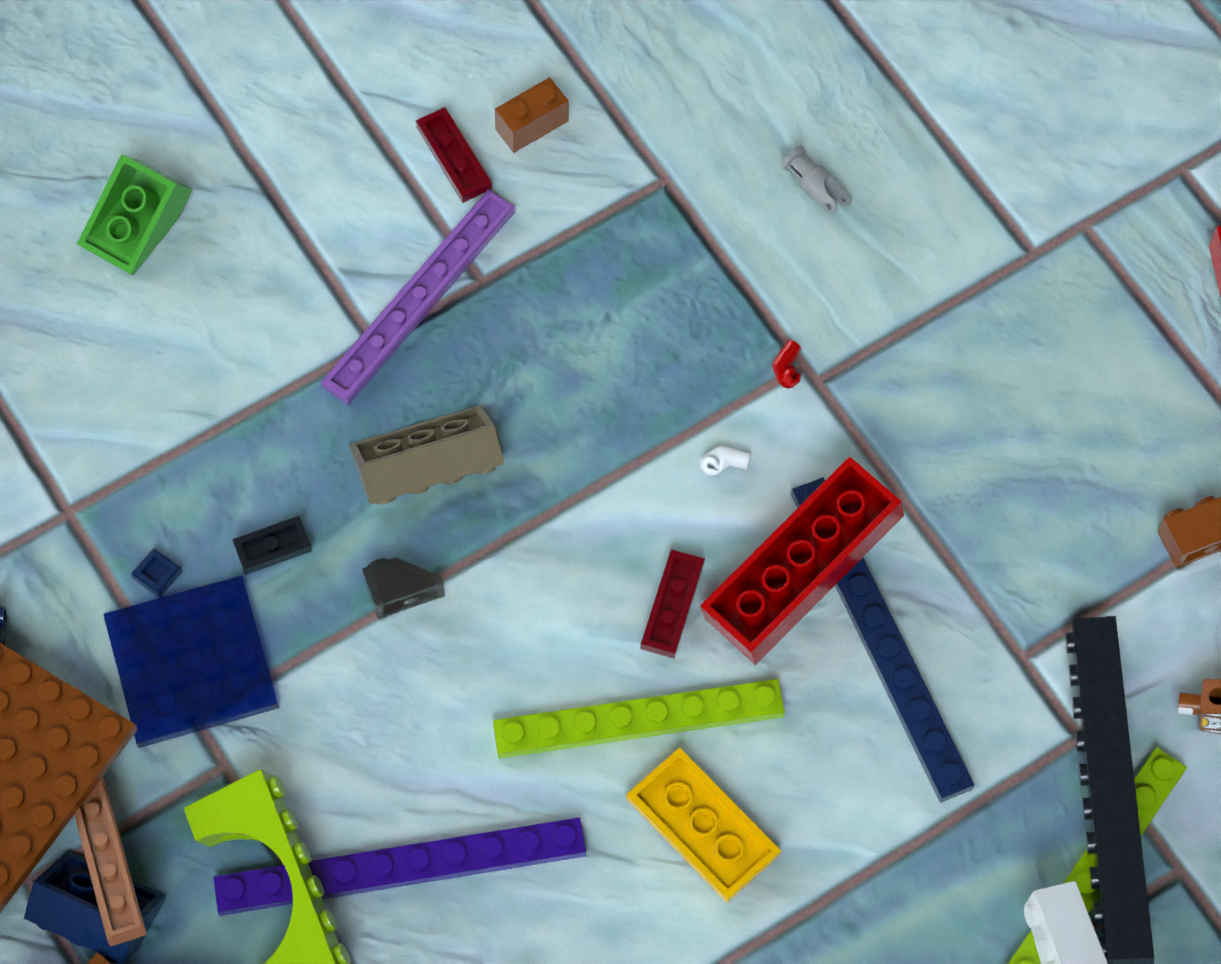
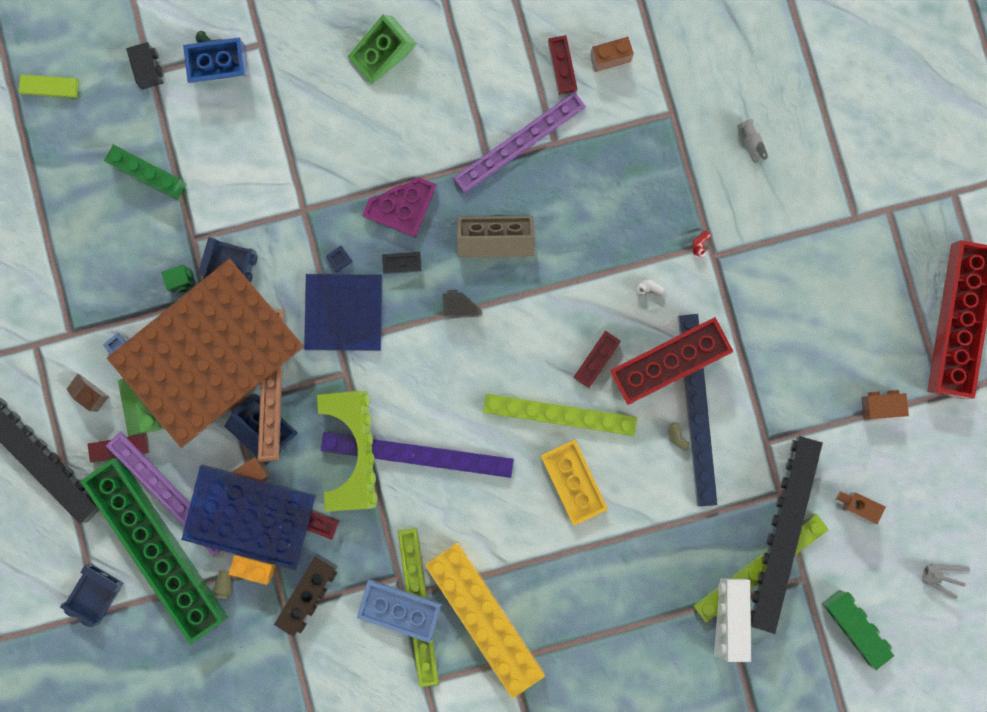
camera: 15 degrees right, 20 degrees up
(244, 453) = (402, 206): none -> magenta plate
(857, 692) = (675, 436): none -> olive arm

